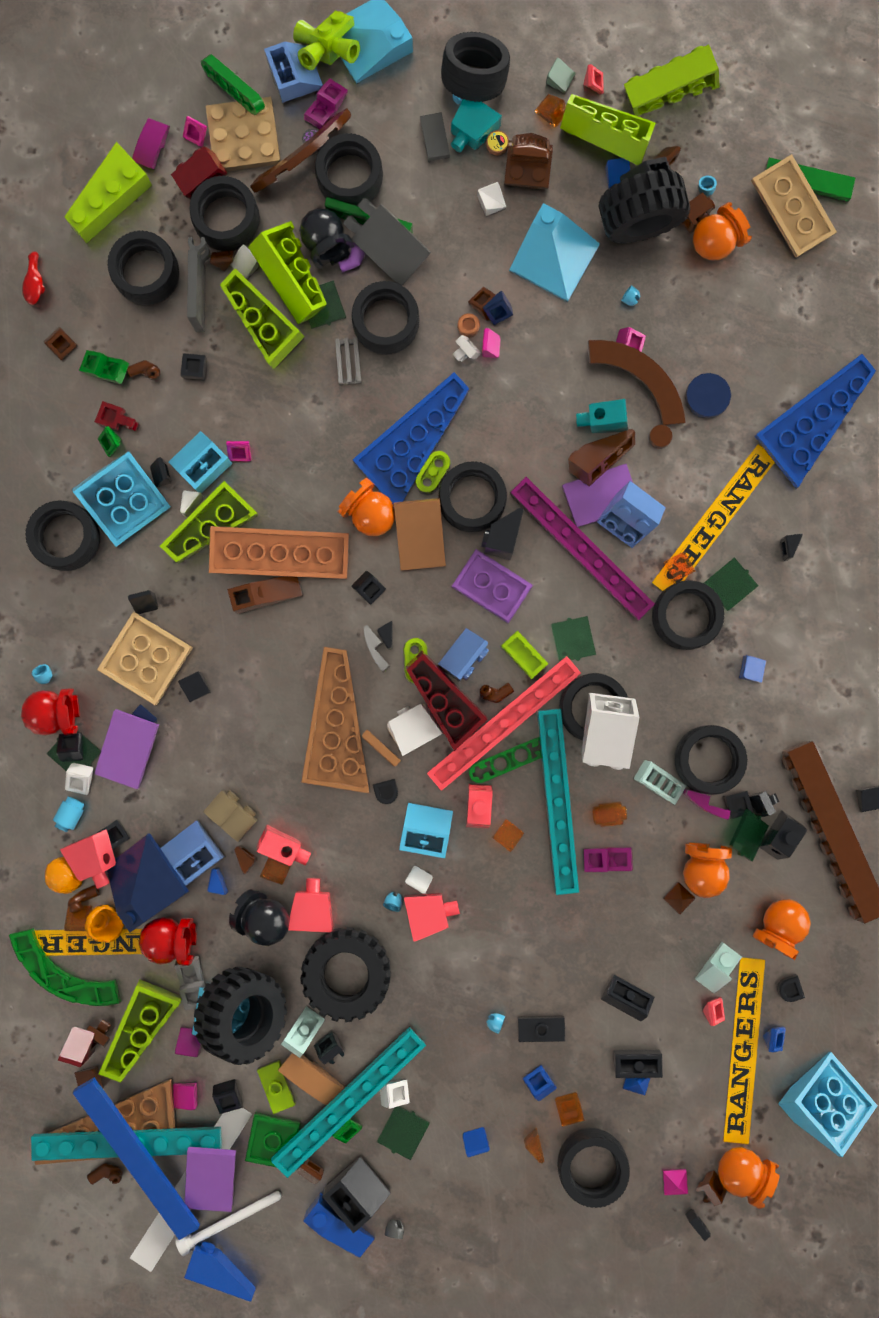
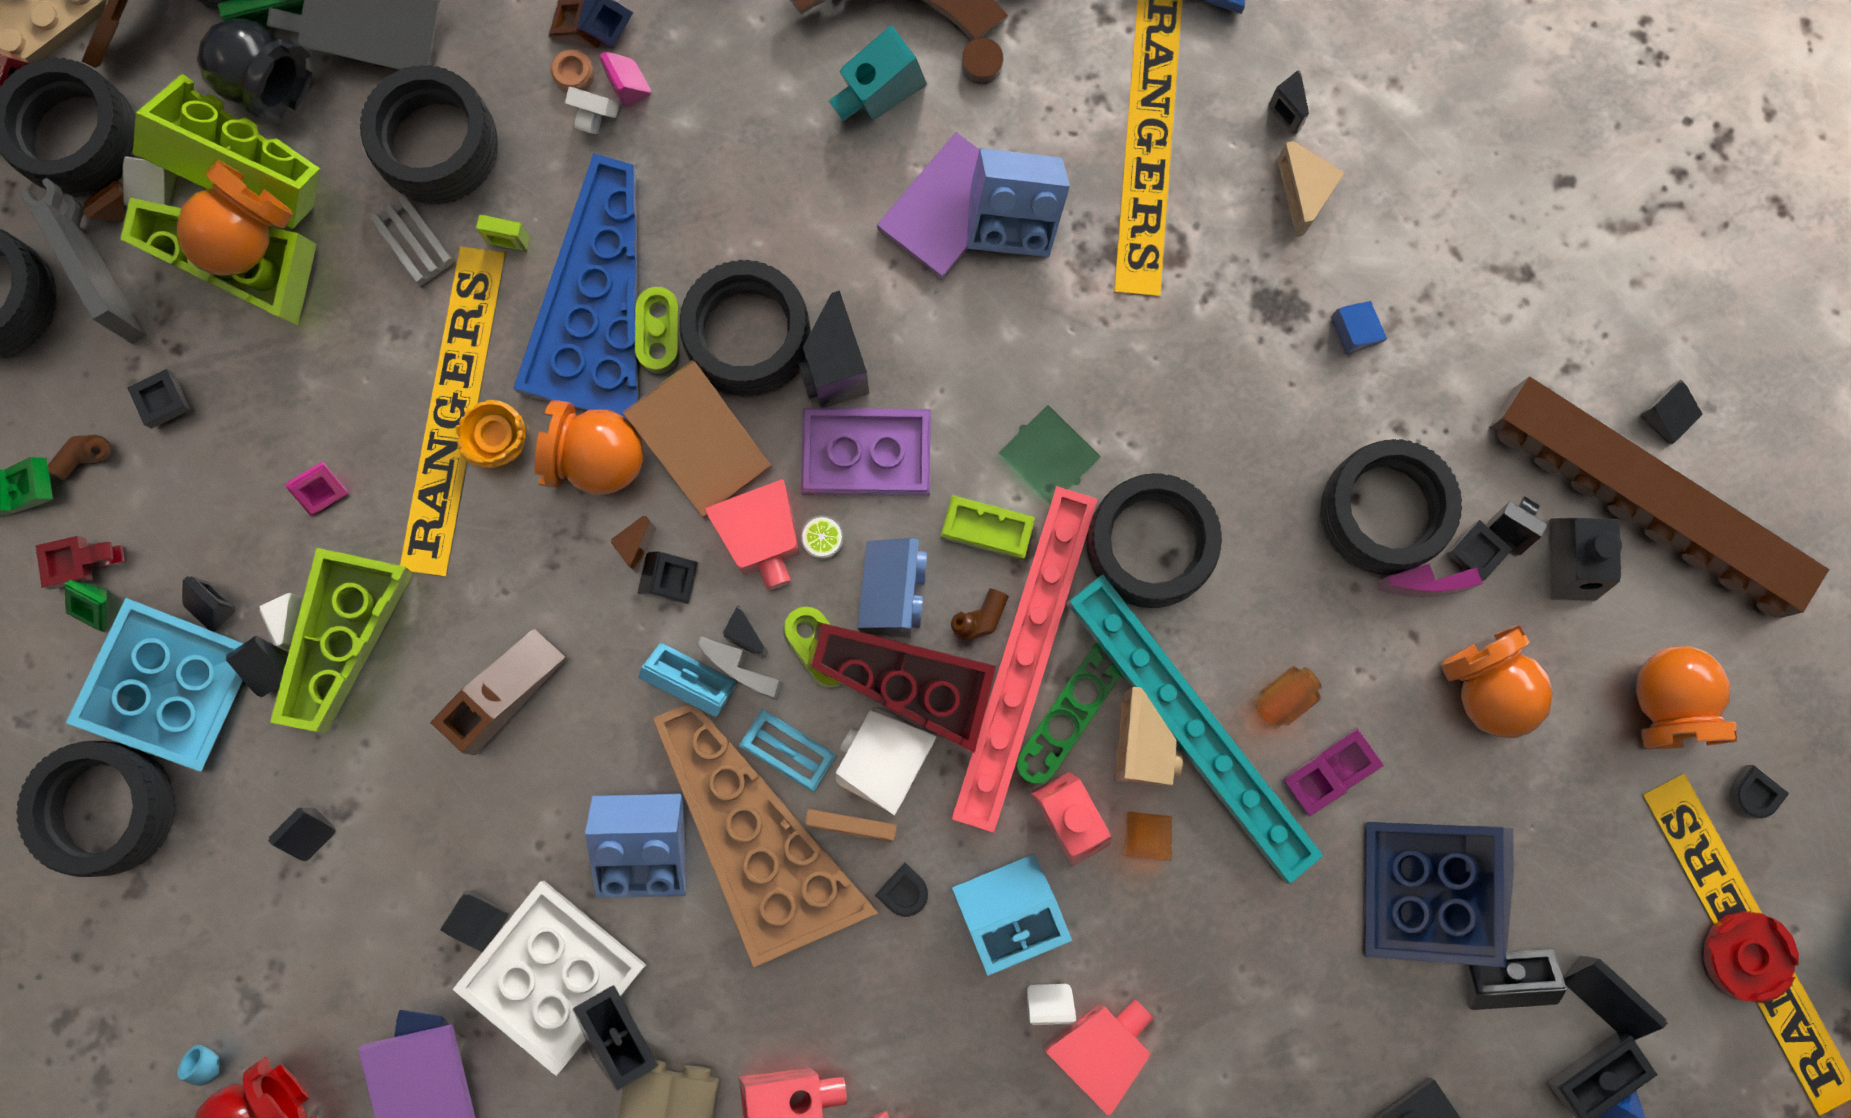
camera: 35 degrees left, 5 degrees down
(145, 658) = (361, 928): tan plate -> none
(168, 516) = (259, 665): none -> black slope
(200, 462) = (263, 545): medium azure slope -> none
(212, 730) = (542, 969): none -> white plate
(224, 774) = (614, 1038): none -> black slope
(270, 311) = (228, 225): none -> orange tile
(278, 552) = (479, 611): nougat plate -> none
(283, 698) = (637, 845): none -> medium blue slope
(319, 451) = (454, 391): none -> yellow sticker
(329, 474) = (491, 434): none -> light orange hair
(332, 311) = (336, 176): clear green piece -> none
(349, 639) = (687, 679): none -> medium azure tile
(354, 260) = (325, 78): medium lavender arm -> none
(362, 563) = (634, 542): none -> reddish brown slope
(366, 680) = (820, 770): none -> medium azure tile
(390, 384) = (503, 233): none -> lime tile
(393, 903) = (1032, 1071): medium azure hinge -> none
(421, 593) = (758, 531): none -> coral torso
(448, 613) = (822, 537): none -> tile
(532, 795) = (1145, 743): none -> tan slope
(582, 548) = (972, 304): magenta plate -> none
(598, 456) = (906, 144): reddish brown slope -> none
(610, 731) = (1207, 558): white slope -> none
(619, 940) = (1438, 892): none -> dark blue slope
(644, 772) = (1305, 594): light aqua slope -> none
(665, 1034) = (1612, 998): none -> black slope
(679, 566) = (1141, 239): clear orange tile -> none
(679, 898) = (1485, 761): reddish brown slope -> none
(713, 604) = (1235, 264): black tyre -> none
(714, 1011) = (1664, 910): coral slope -> none
(718, 968) = (1622, 835): light aqua slope -> none
(731, 583) = (1238, 218): clear green piece -> none
(739, 1055) = (1751, 956): none -> red tile
(749, 835) = (1529, 588): clear green piece -> none
(772, 588) = (1307, 183): none -> tan slope
(775, 1039) = (1787, 892): blue slope -> none

